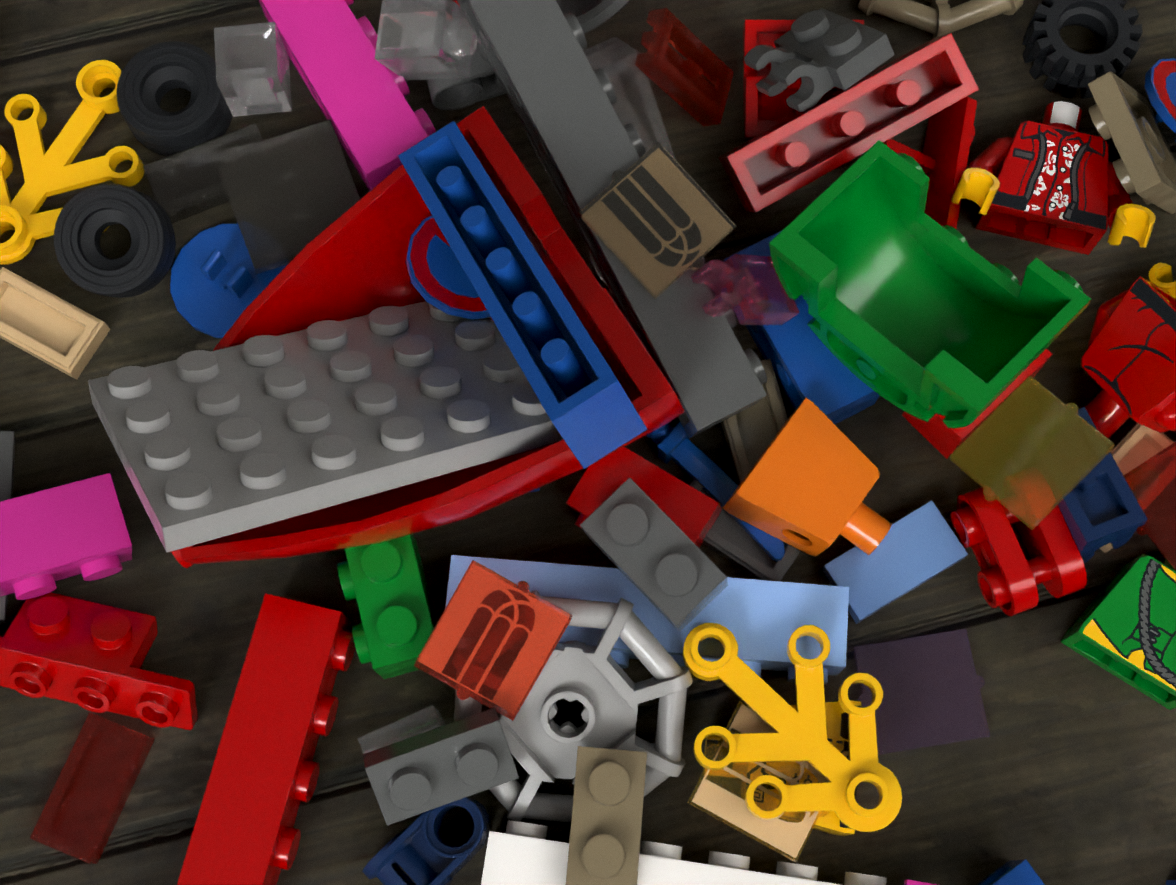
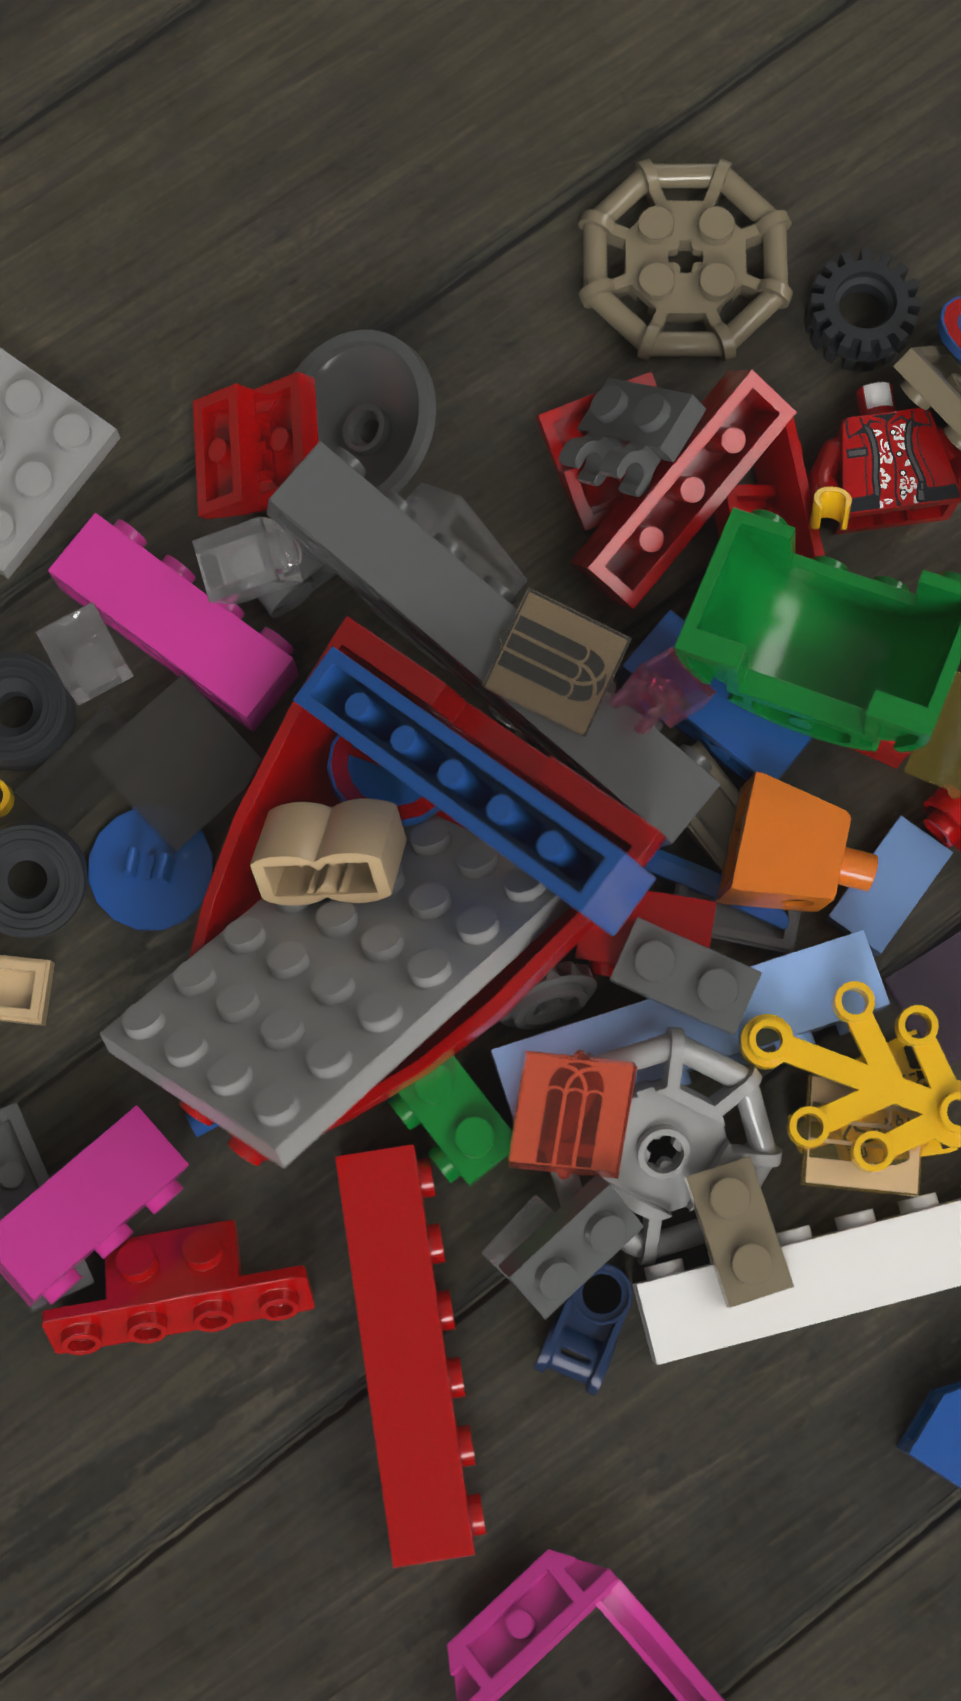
camera: 25 degrees left, 5 degrees up
(92, 789) = (247, 1400): clear red tile -> none
(371, 306) = (329, 852): none -> tan brick
(526, 529) = (554, 998): none -> dark grey gear
(682, 77) = (508, 500): clear red tile -> none

